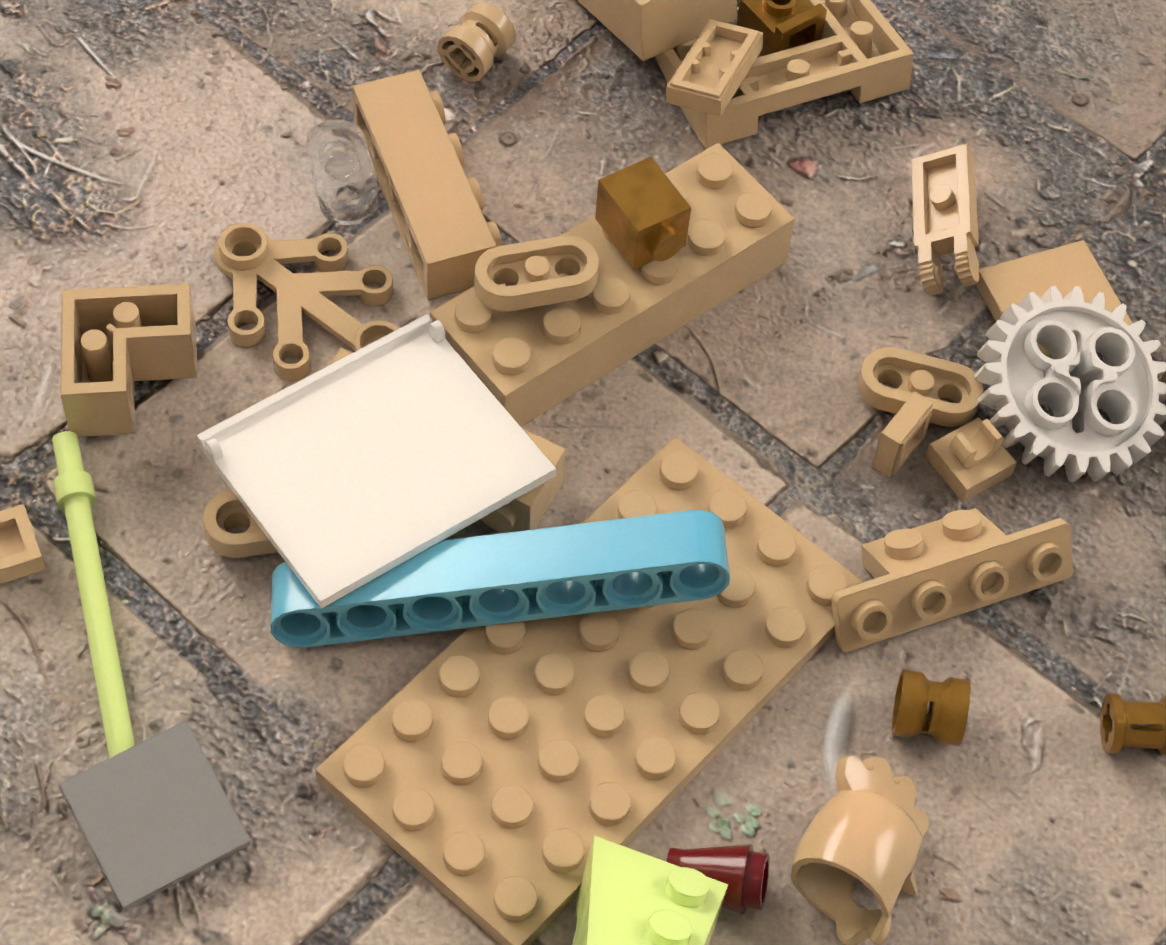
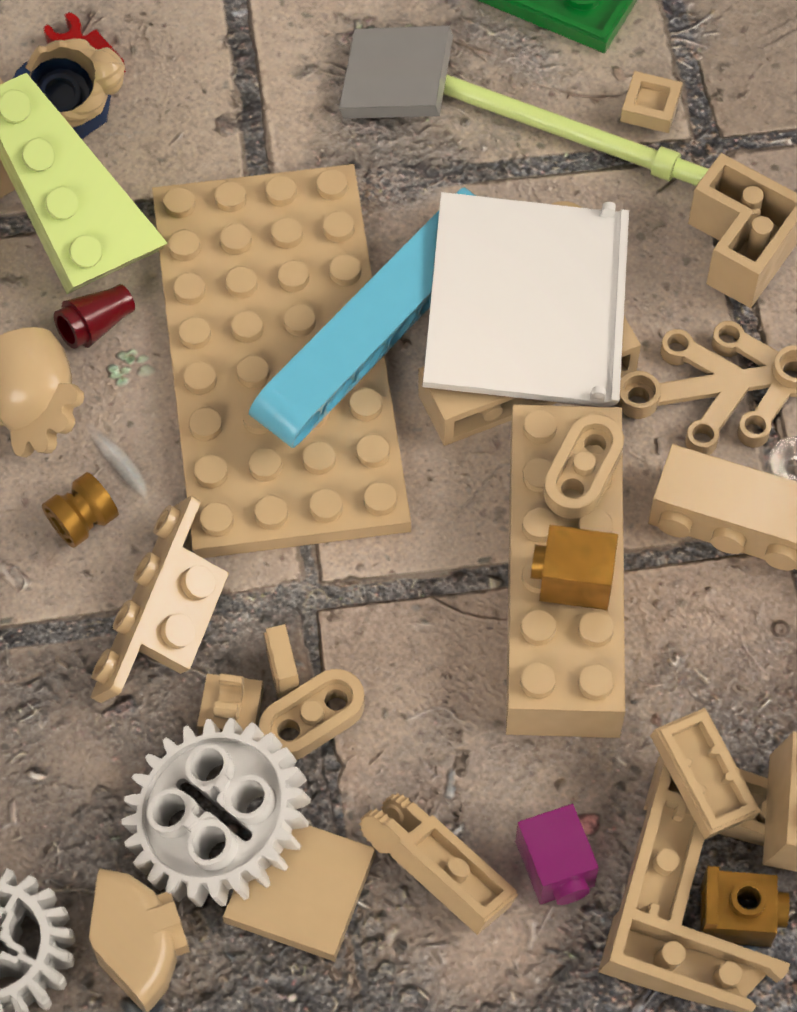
camera: 135 degrees right, 5 degrees up
(859, 148) = (557, 855): none -> magenta brick

